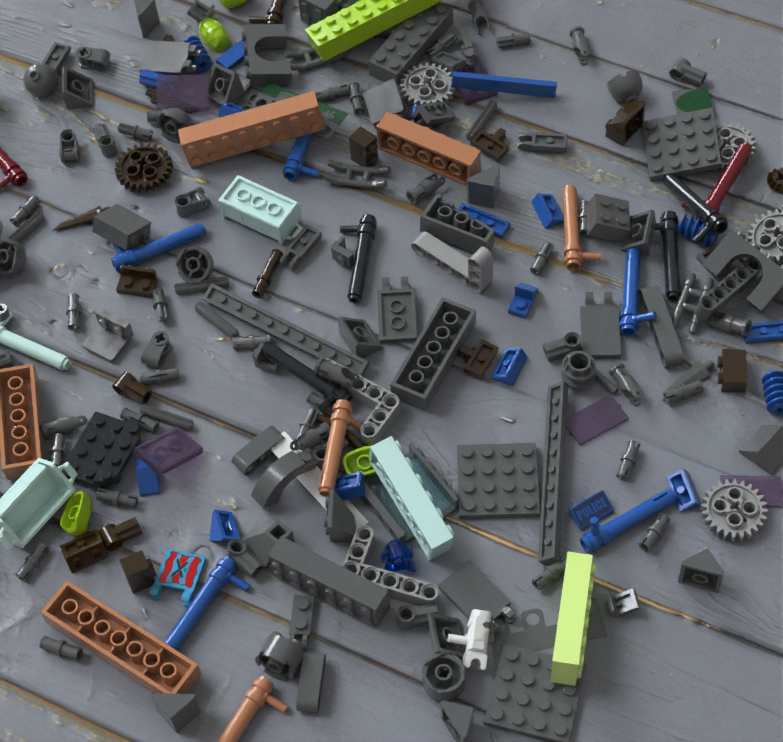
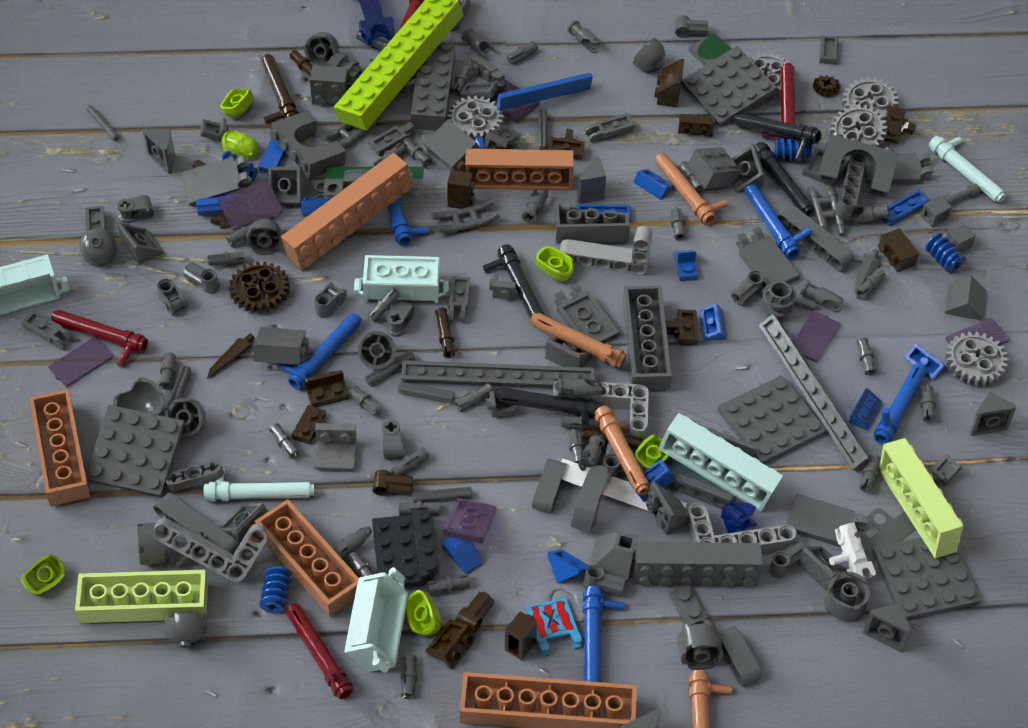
camera: 35 degrees left, 5 degrees down
(109, 301) = (306, 426): none -> dark brown hinge
(230, 226) = (384, 304): none -> dark grey pin
(240, 241) = (399, 317): none -> dark grey piece
(343, 76) = (391, 138): none -> dark grey hinge
(387, 350) = (603, 351): none -> nougat cylinder
(401, 250) = (555, 263): none -> lime piece
(626, 170) = (696, 125): none -> dark brown bracket

